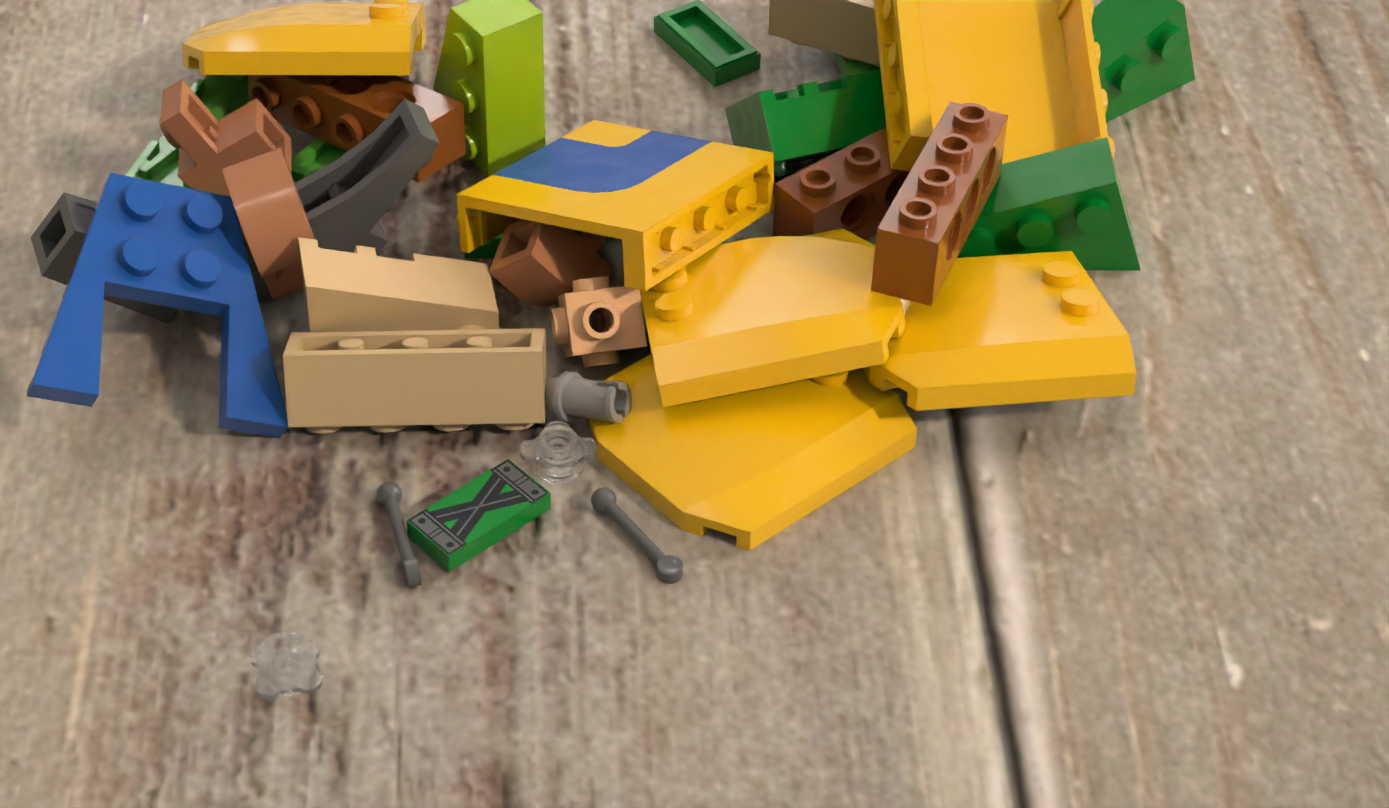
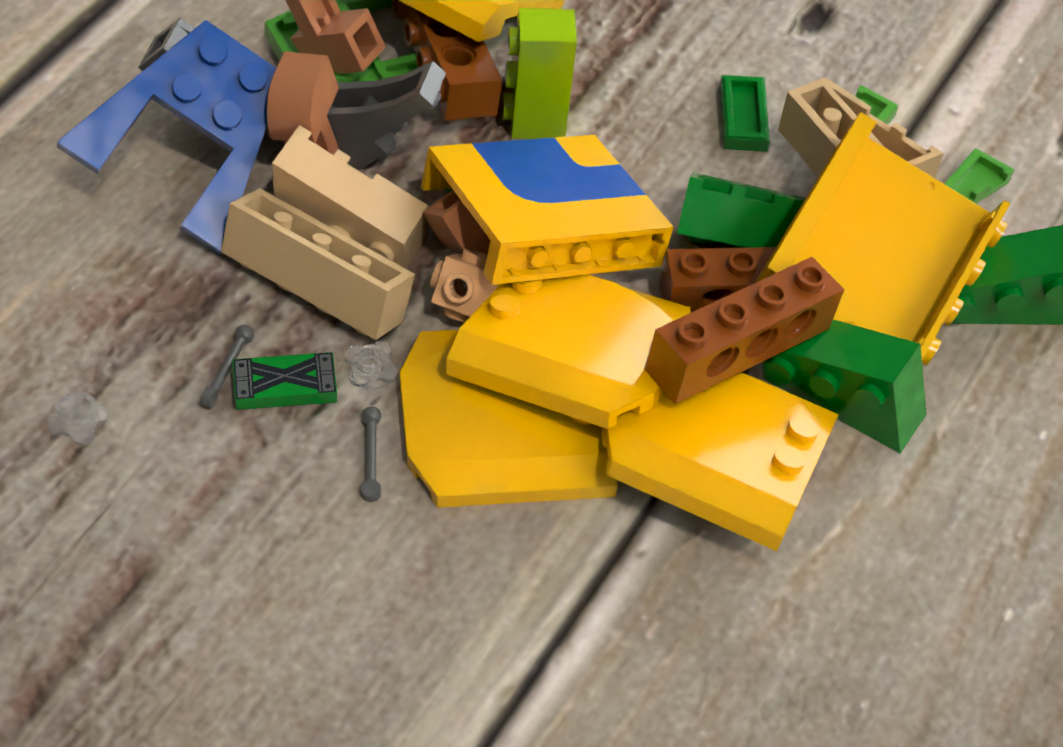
camera: 30 degrees right, 10 degrees up
(575, 397) = (406, 332): light grey pin -> none

